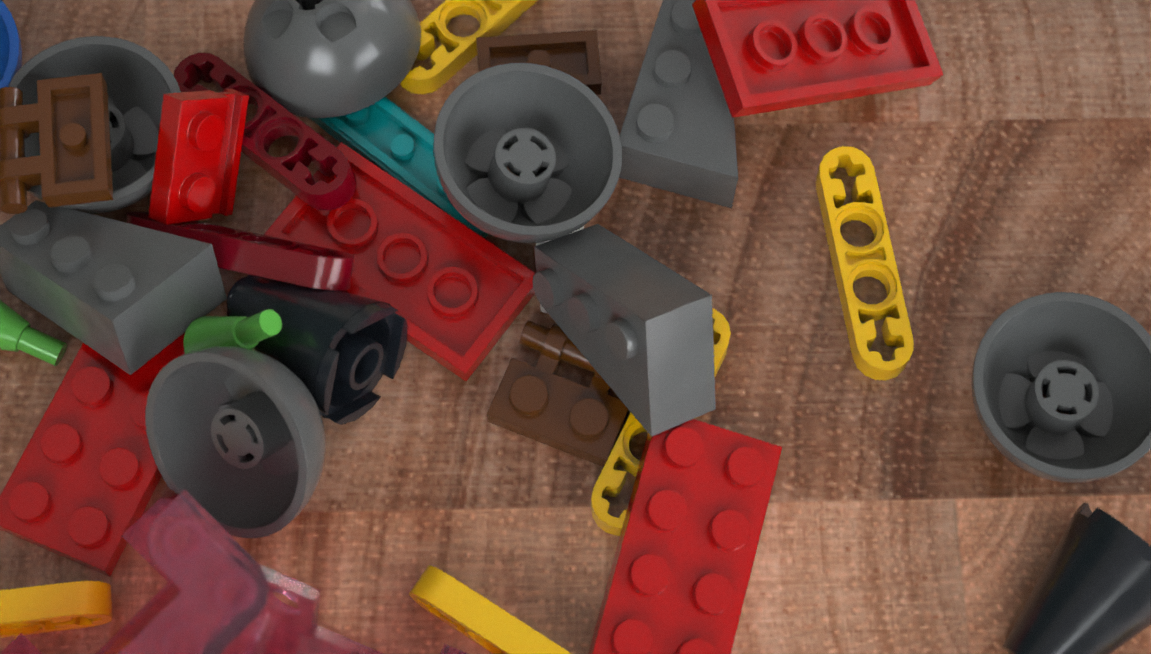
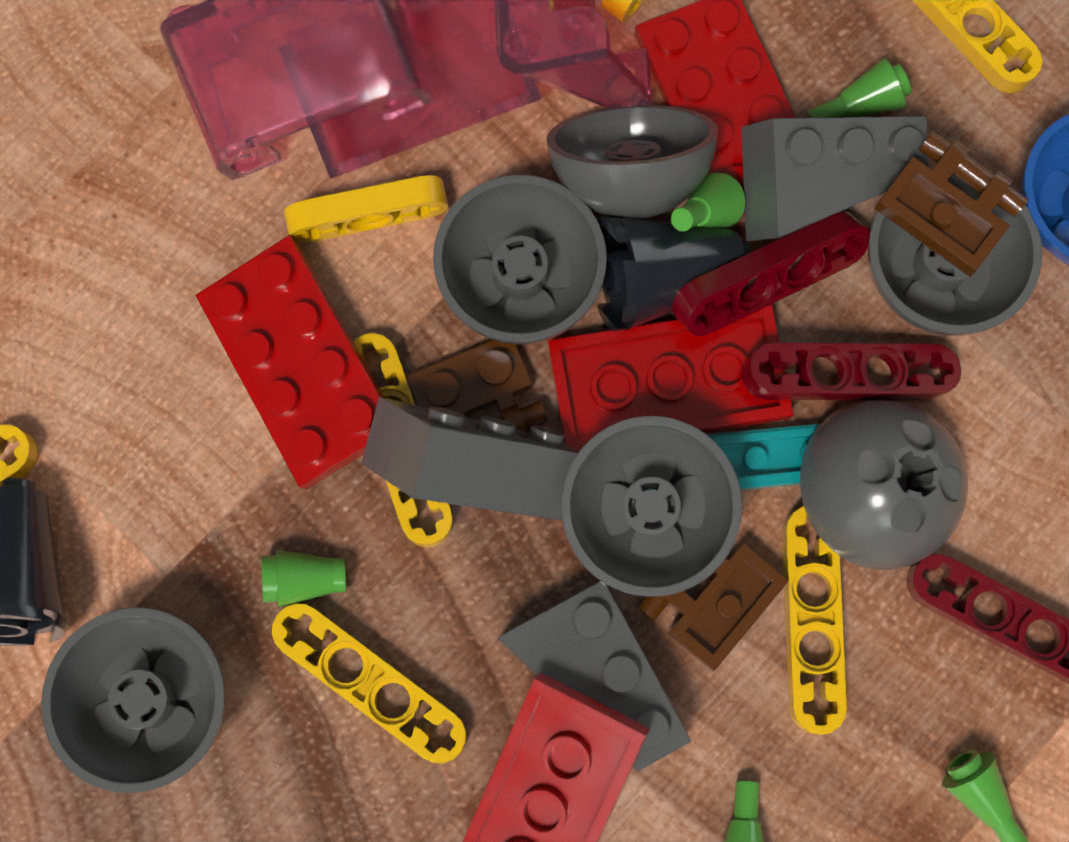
camera: 135 degrees right, 10 degrees up
(197, 155) = (864, 299): red plate -> none
(416, 405) = (534, 233): none -> dark grey piece
(847, 385) = (300, 577): none -> bright green cone

